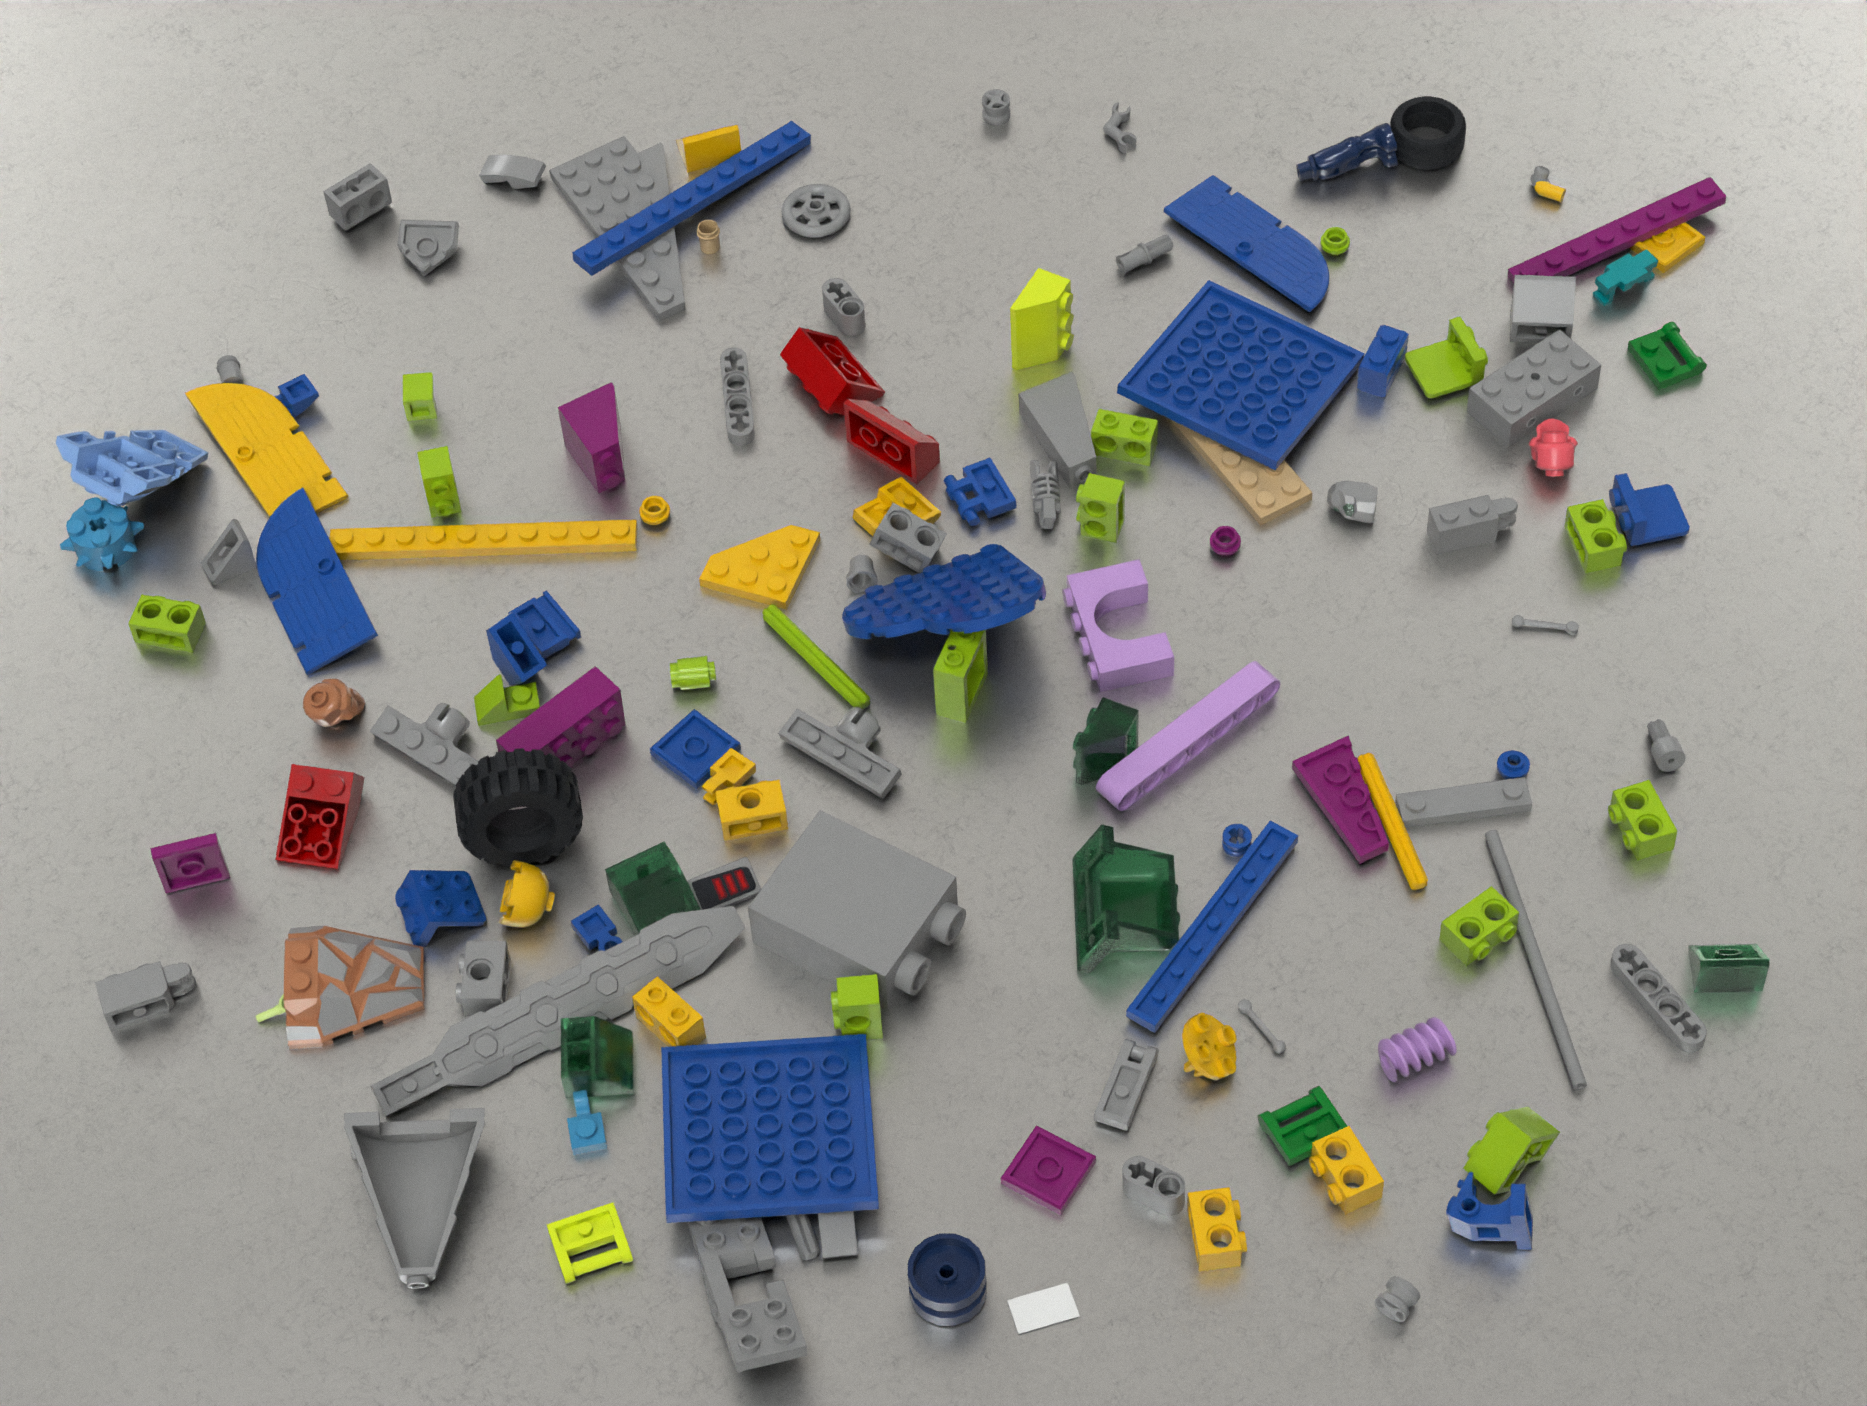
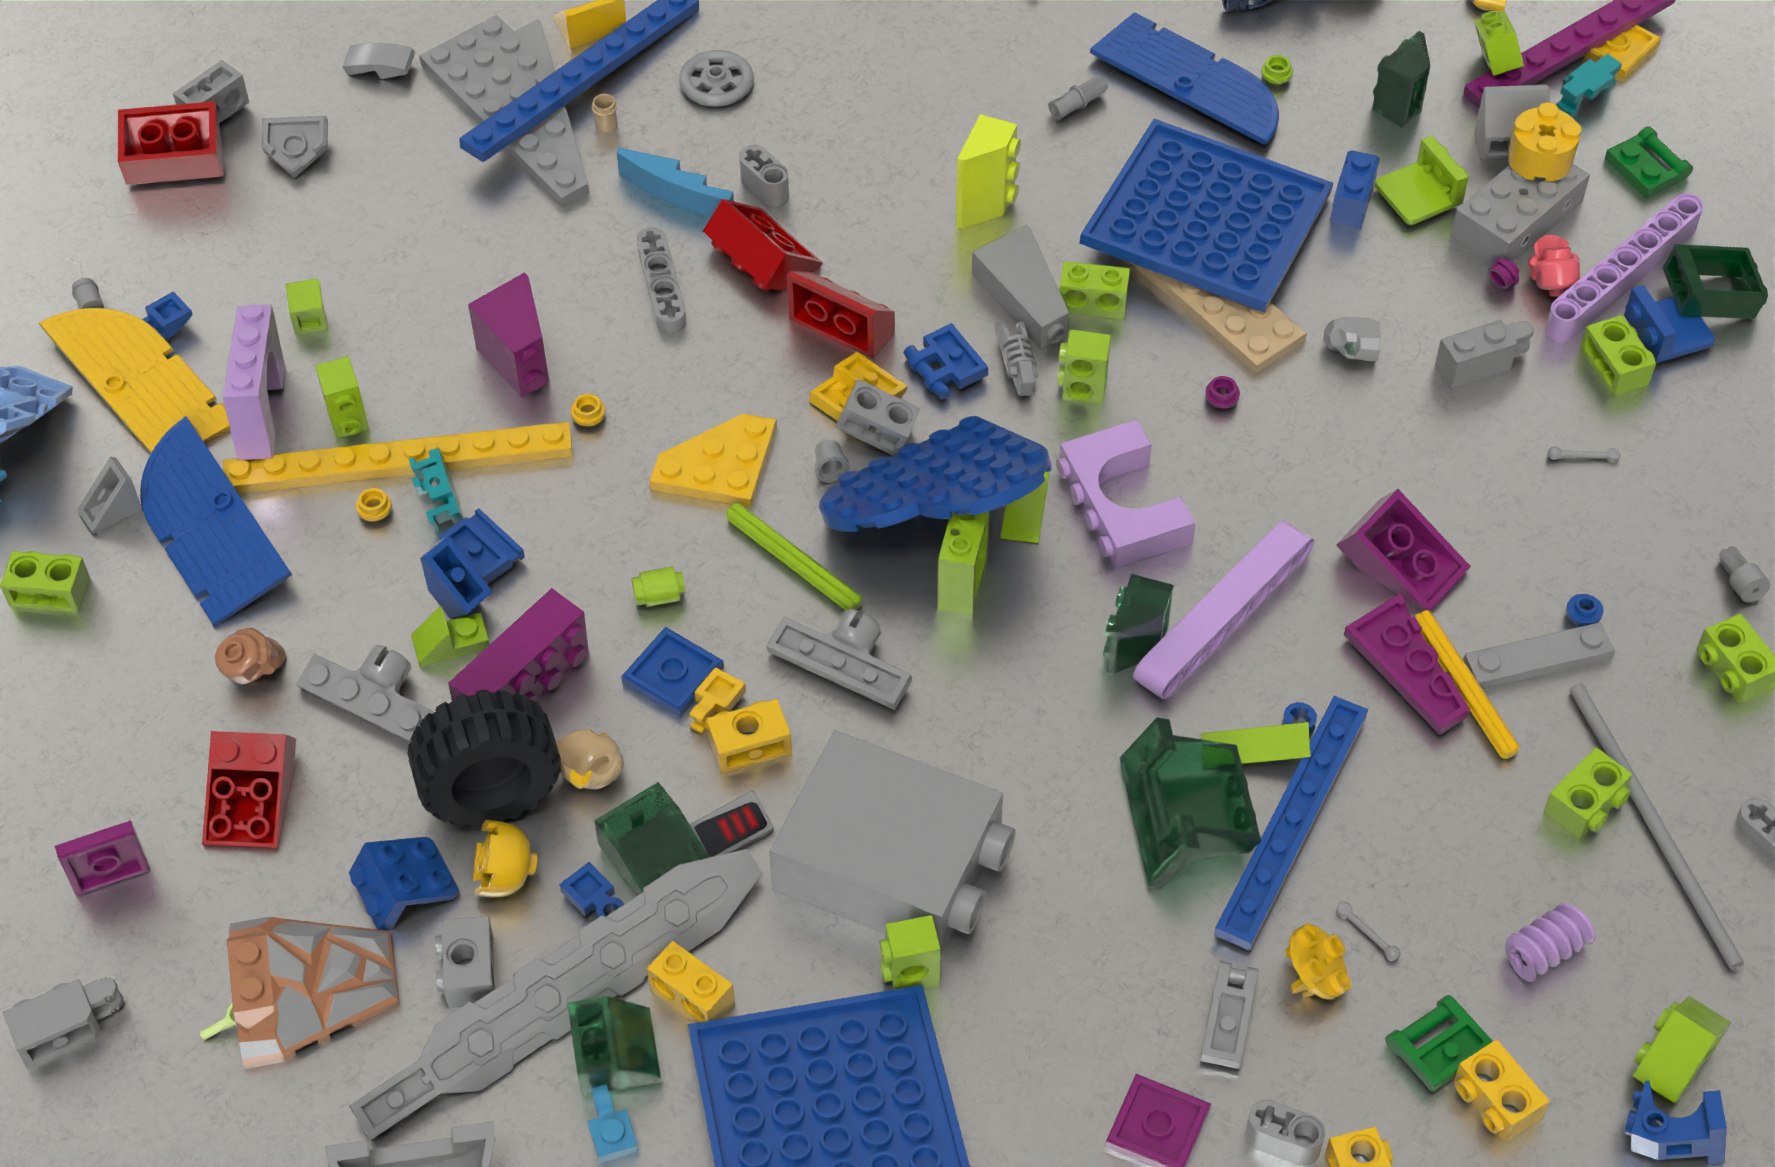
camera: 10 degrees left, 0 degrees up
(316, 236) = (169, 143): none -> red slope
(364, 447) = (252, 369): none -> lavender arch
(458, 574) = (370, 498): none -> yellow plate
(512, 553) = (436, 469): none -> teal piece
(610, 817) = (589, 759): none -> tan hair
(754, 304) = (667, 182): none -> dark azure slope
(1030, 630) = (1024, 516): none -> lime sticker
(1202, 856) = (1266, 742): none -> lime sticker
(1359, 699) = (1403, 552): none -> magenta slope
(1445, 262) = (1402, 81): none -> clear green slope
(1506, 450) = (1504, 273): none -> magenta plate
(1544, 231) = (1498, 42): none -> lime brick
(1558, 333) = (1543, 143): none -> yellow brick
(1618, 454) = (1623, 268): none -> lavender beam
(1701, 455) = (1690, 261): none -> dark green window

